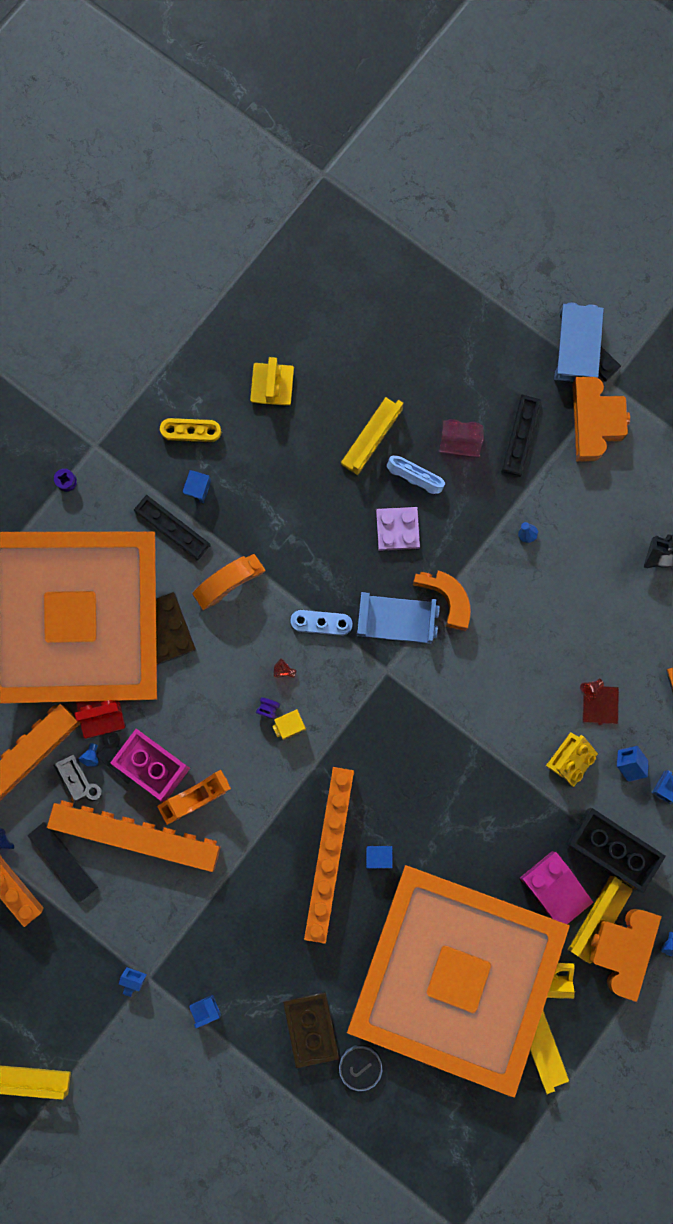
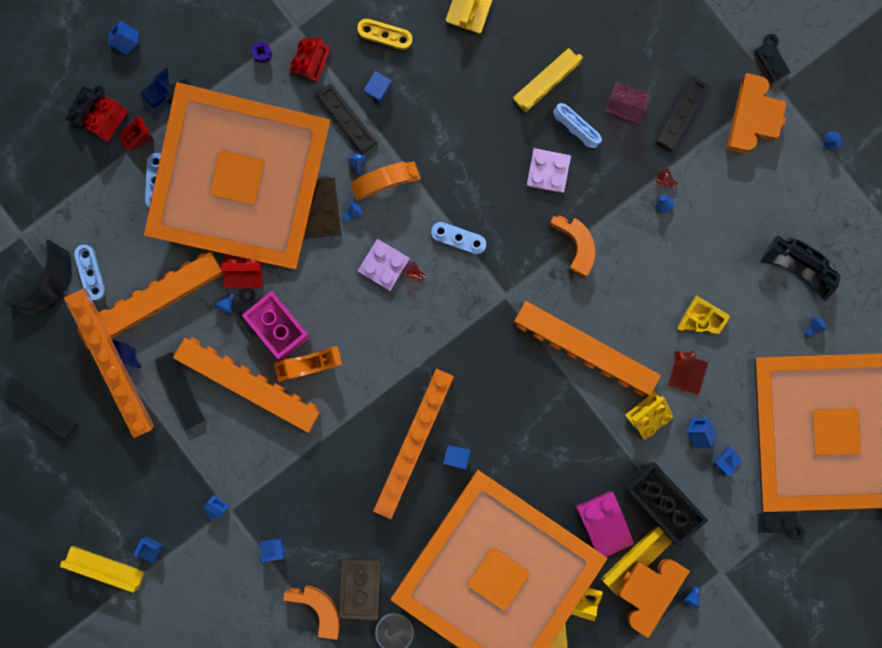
camera: 15 degrees right, 5 degrees up
(68, 1046) = (148, 549): none -> blue panel
(75, 780) = (207, 322): hinge -> none
(117, 474) = (309, 58): none -> red bracket
(194, 570) = (357, 162): none -> blue rock
(203, 622) = (354, 211): none -> blue rock
(249, 671) = (383, 265): none -> lavender plate
(268, 706) = (392, 300): dark purple wheel -> none
(276, 1059) = (323, 605): none -> orange arch
(289, 725) = (406, 321): yellow brick -> none
(397, 619) = (527, 252): medium blue panel -> none
(487, 705) = (587, 349): none -> orange brick
(521, 506) = (666, 178): none -> clear red rock
(579, 342) = (758, 40): medium blue panel -> none
(600, 640) = (703, 317): none -> yellow slope

